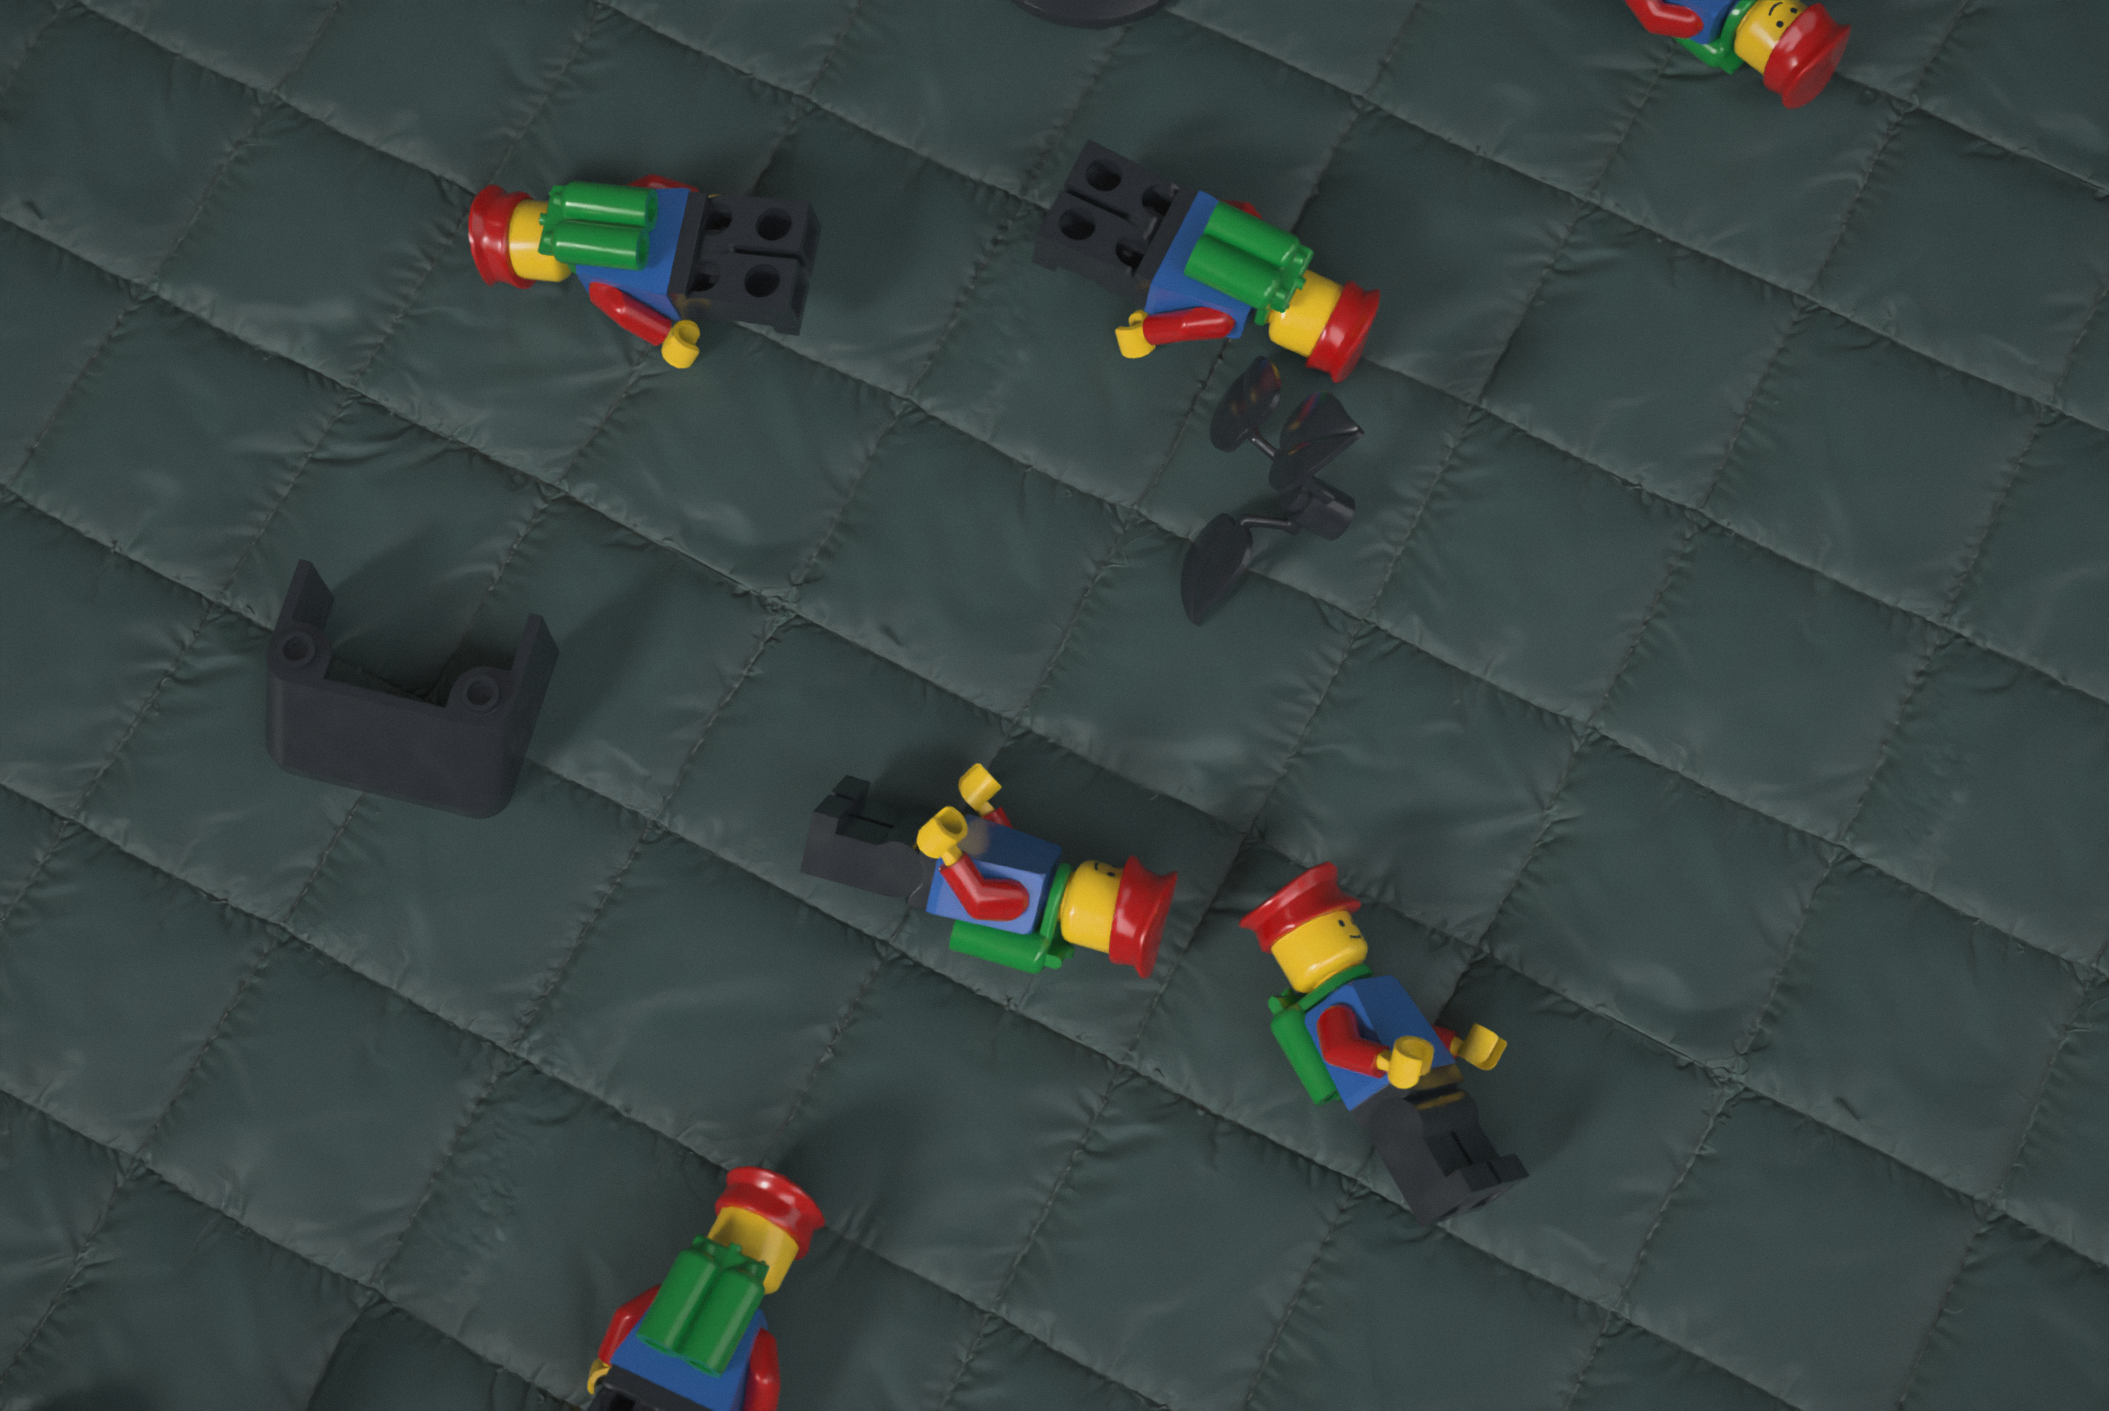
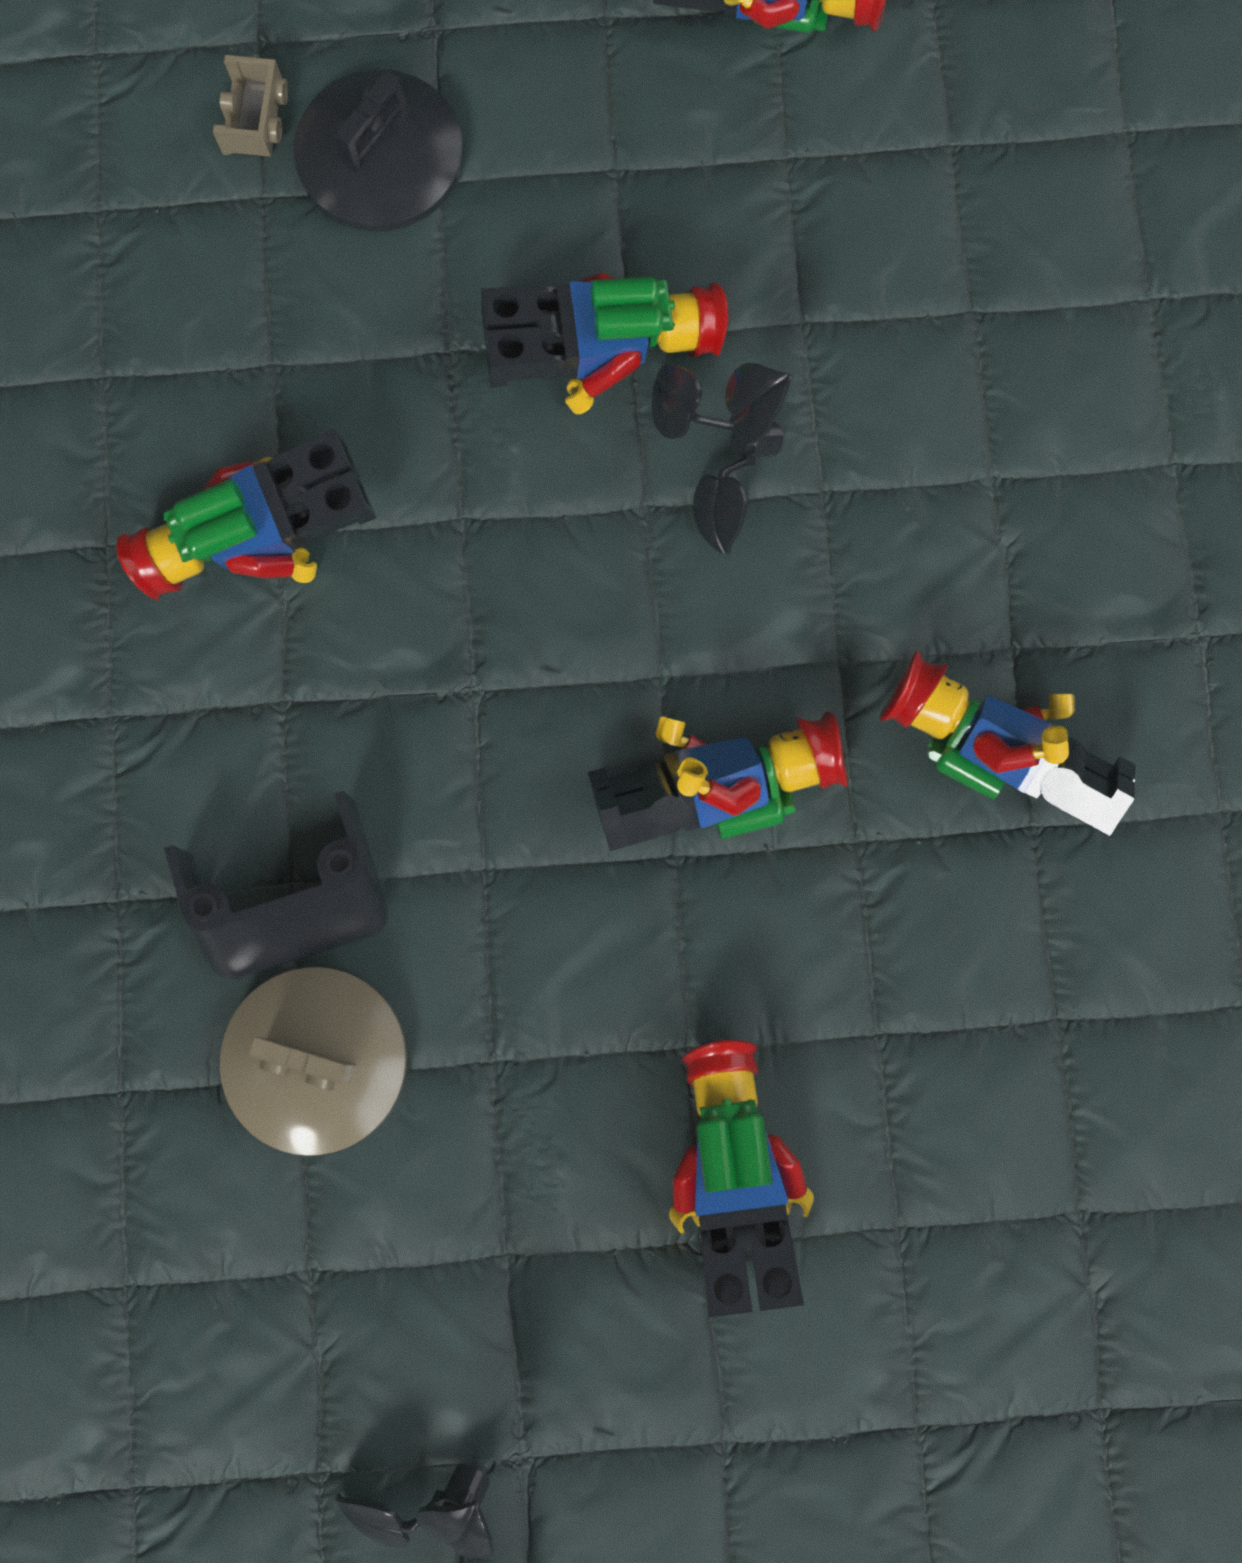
camera: 35 degrees left, 10 degrees up
(305, 916) = (313, 1061): none -> dark tan bracket

